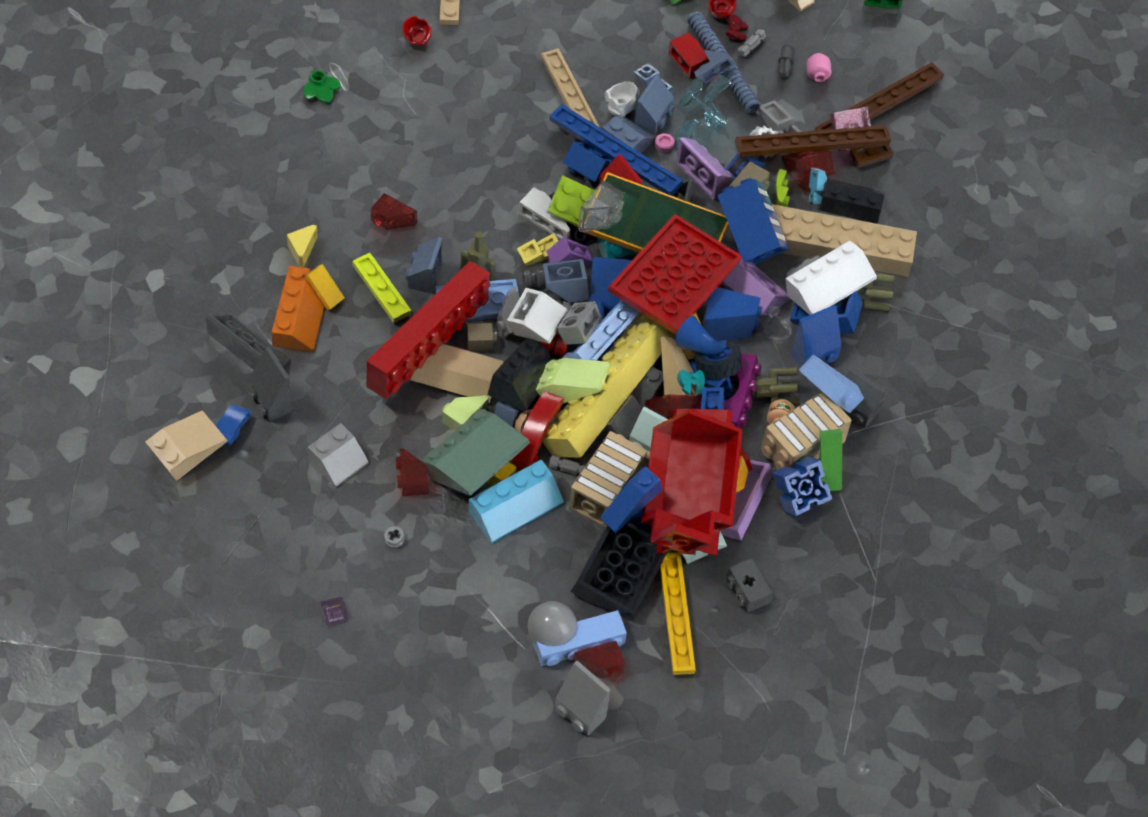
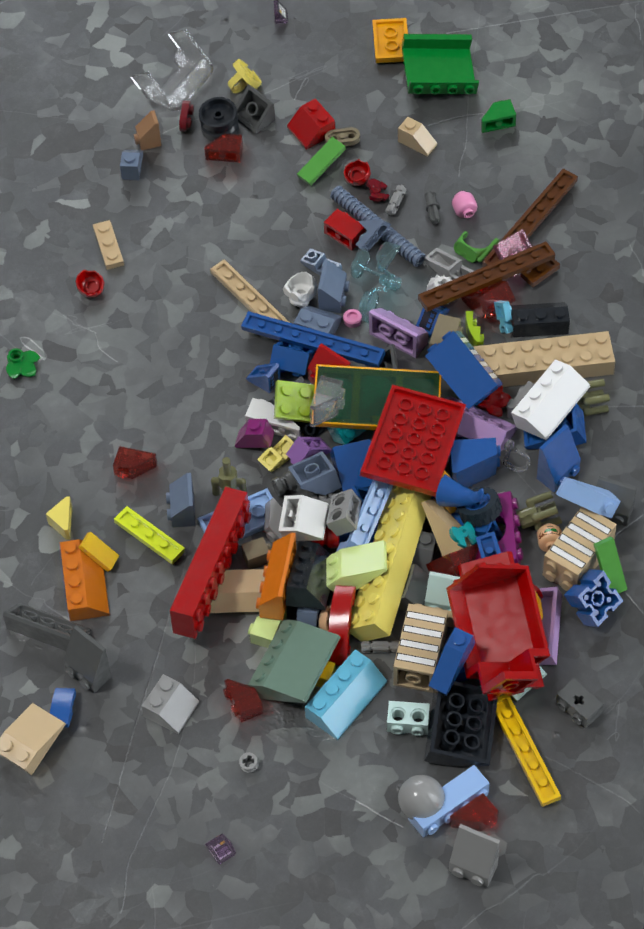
camera: 10 degrees left, 0 degrees up
(475, 386) = (273, 589): none -> orange slope
(523, 223) = (255, 434): none -> magenta slope
(553, 170) = (265, 376): none -> blue slope
(572, 539) = (408, 712): none -> light aqua brick
(776, 266) = (495, 402): none -> red plate
(807, 116) = (470, 253): none -> bright green helmet

